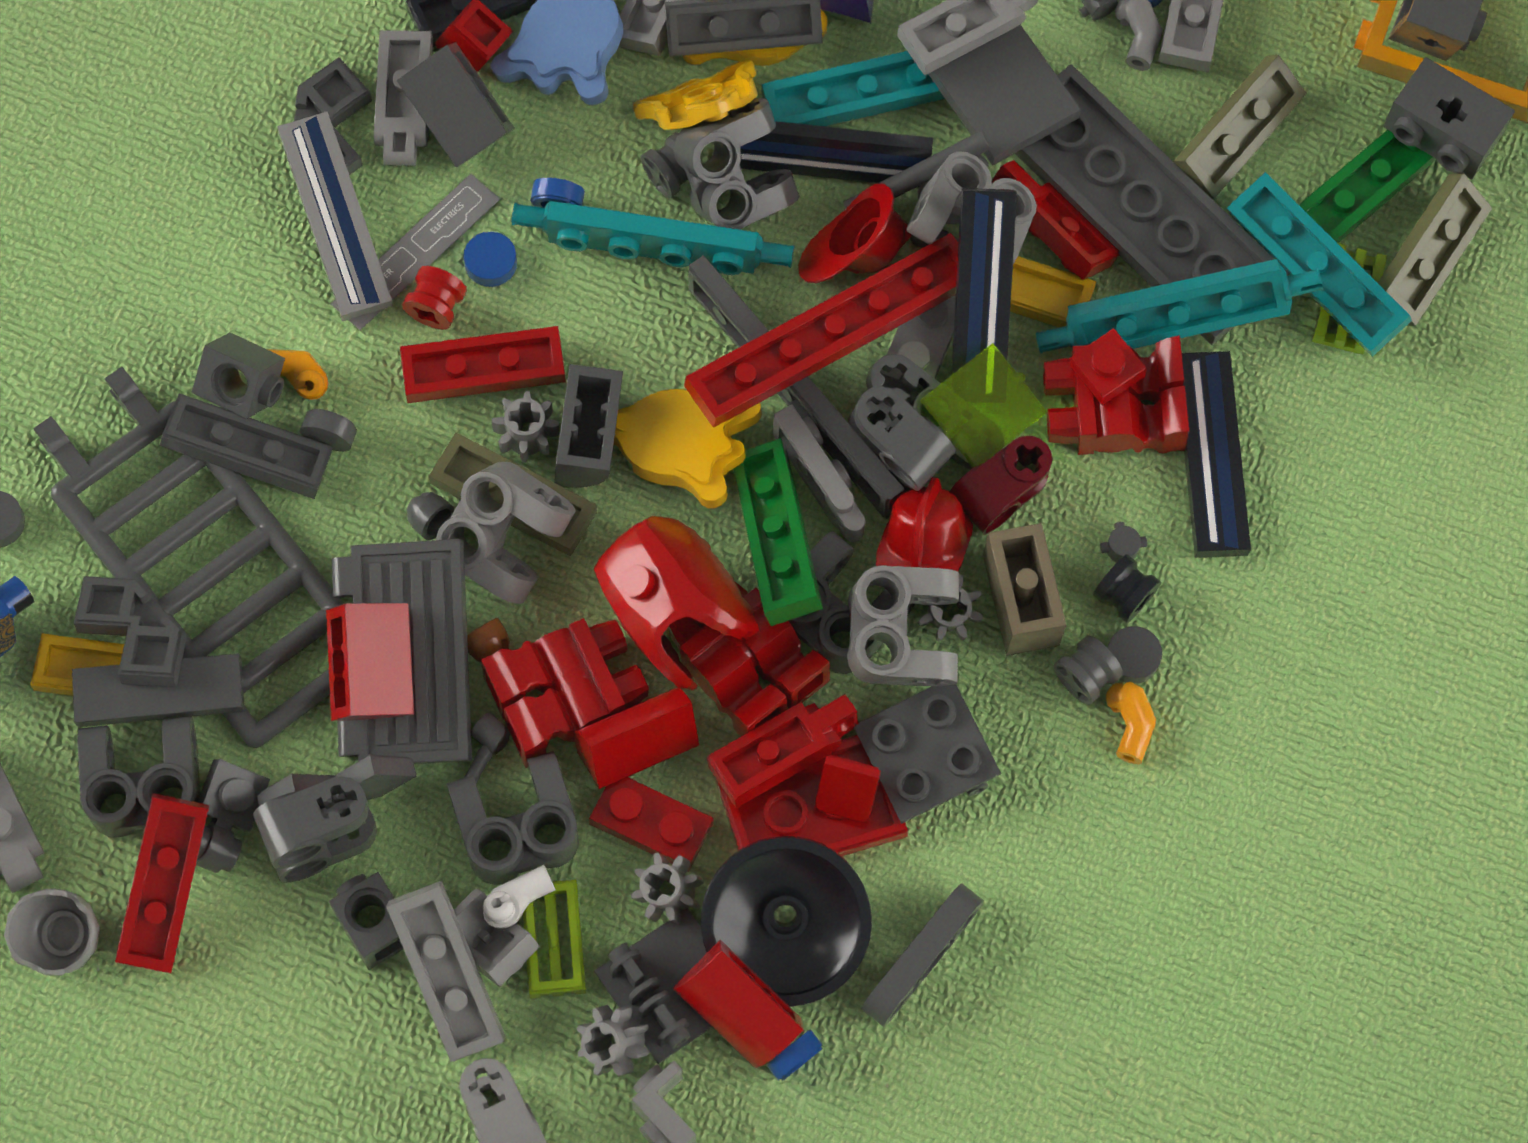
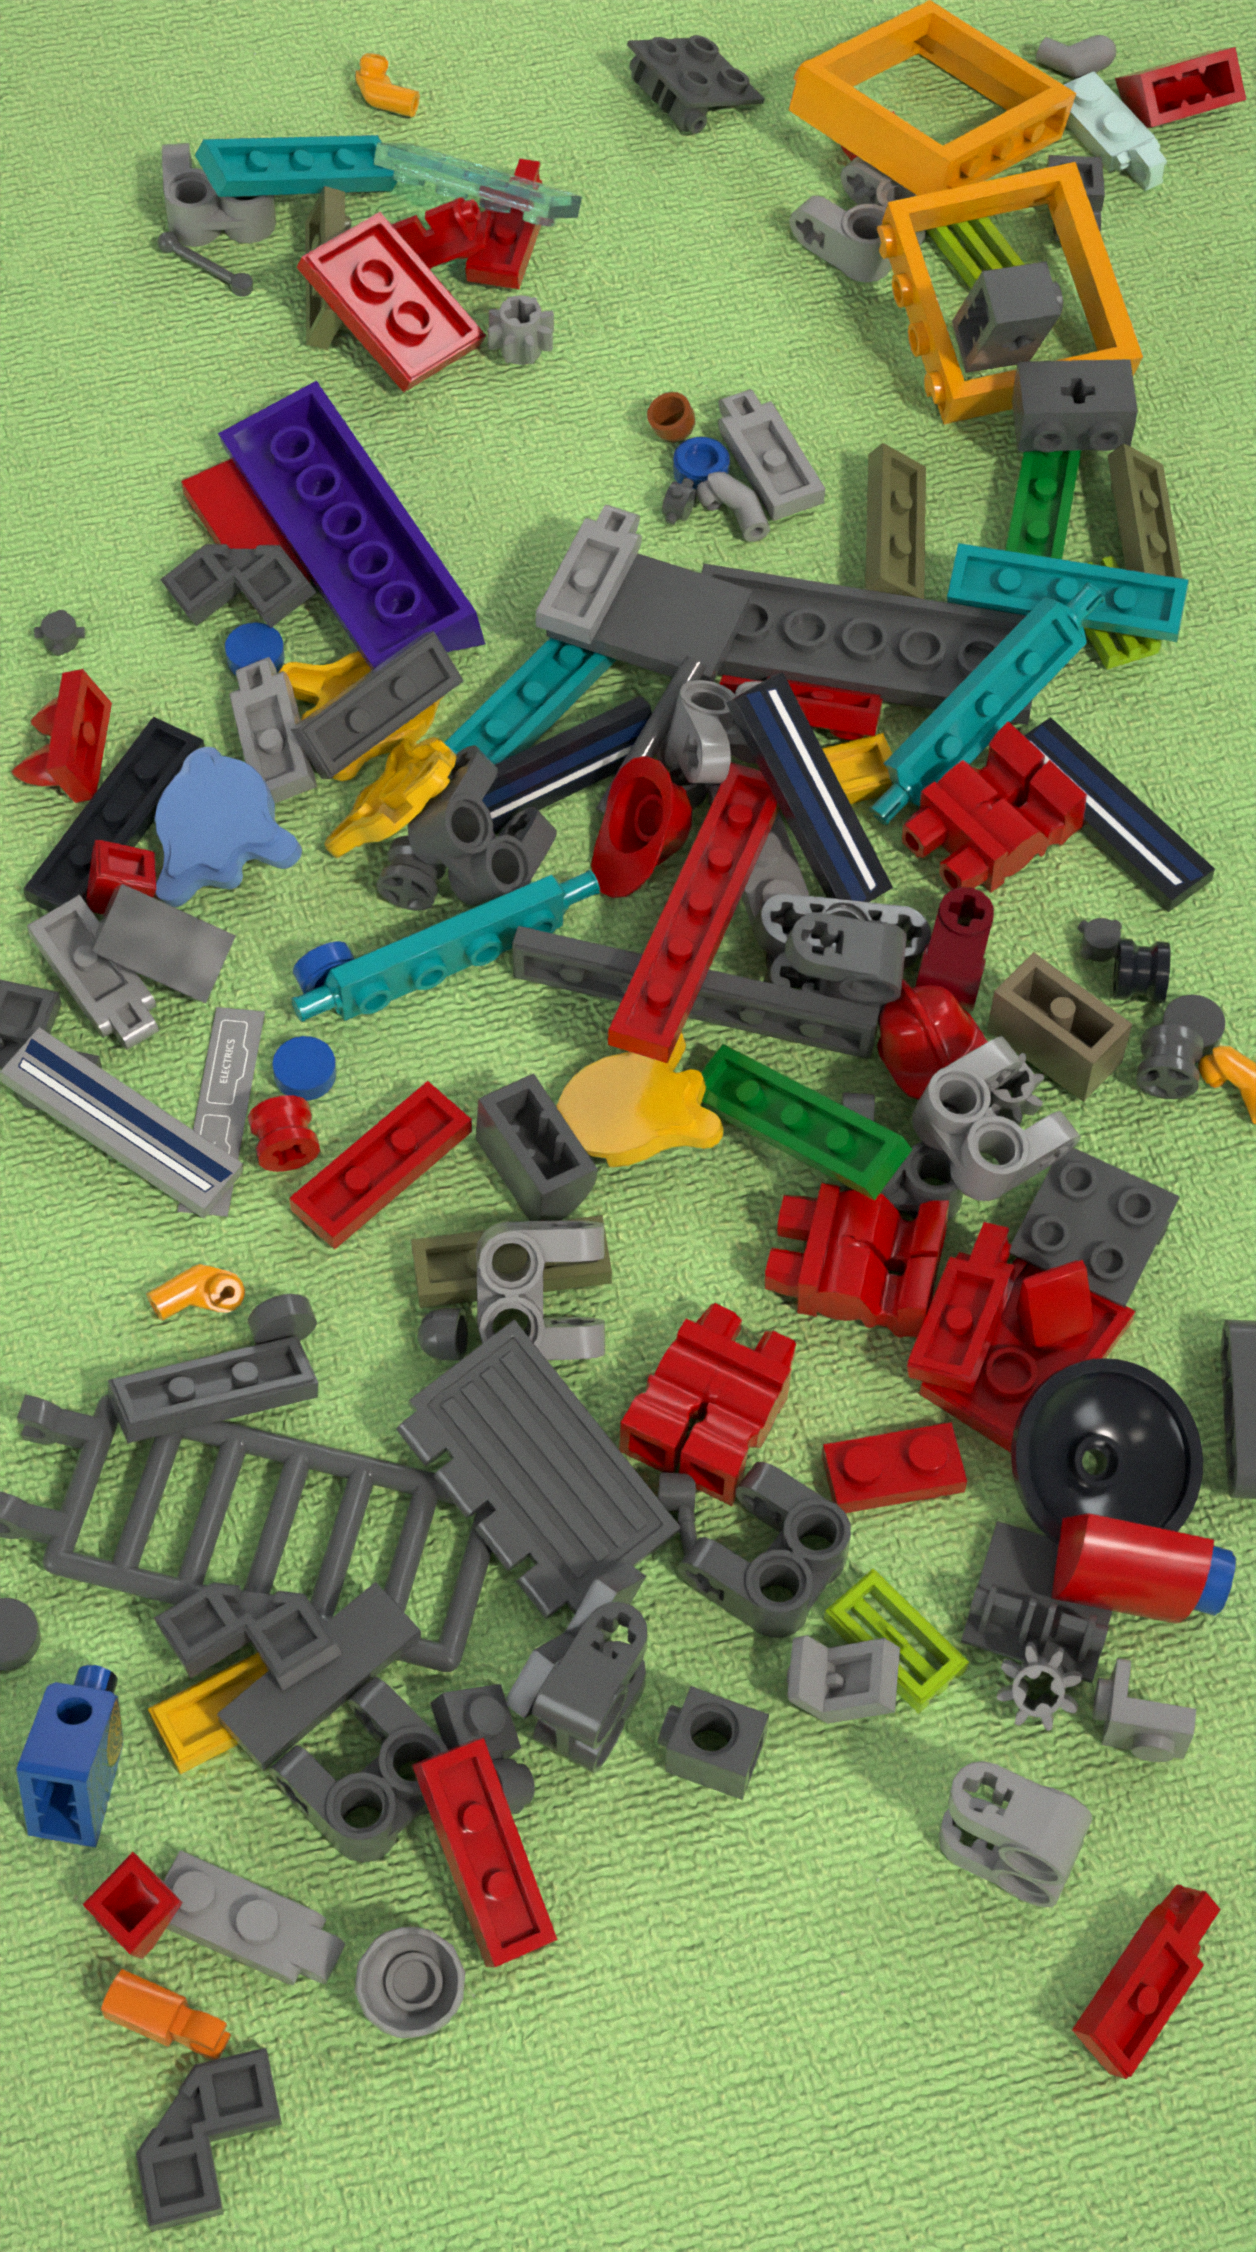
camera: 35 degrees left, 10 degrees down
(220, 379) = (139, 1350): dark grey brick -> none
(369, 661) = (517, 1495): brick -> none
(446, 971) = (834, 1732): light grey plate -> none
(487, 639) = (606, 1407): dark orange hinge -> none
(508, 901) = (834, 1621): white arm -> none
(520, 412) = (472, 1191): light grey gear -> none
(637, 737) = (824, 1394): red brick -> none
(650, 888) = (985, 1520): light grey gear -> none
(666, 574) = (741, 1240): red animal -> none
(824, 478) = (787, 1050): light grey hinge -> none
(983, 406) = (887, 887): clear neon green piece -> none
(1108, 366) = (971, 785): red plate -> none

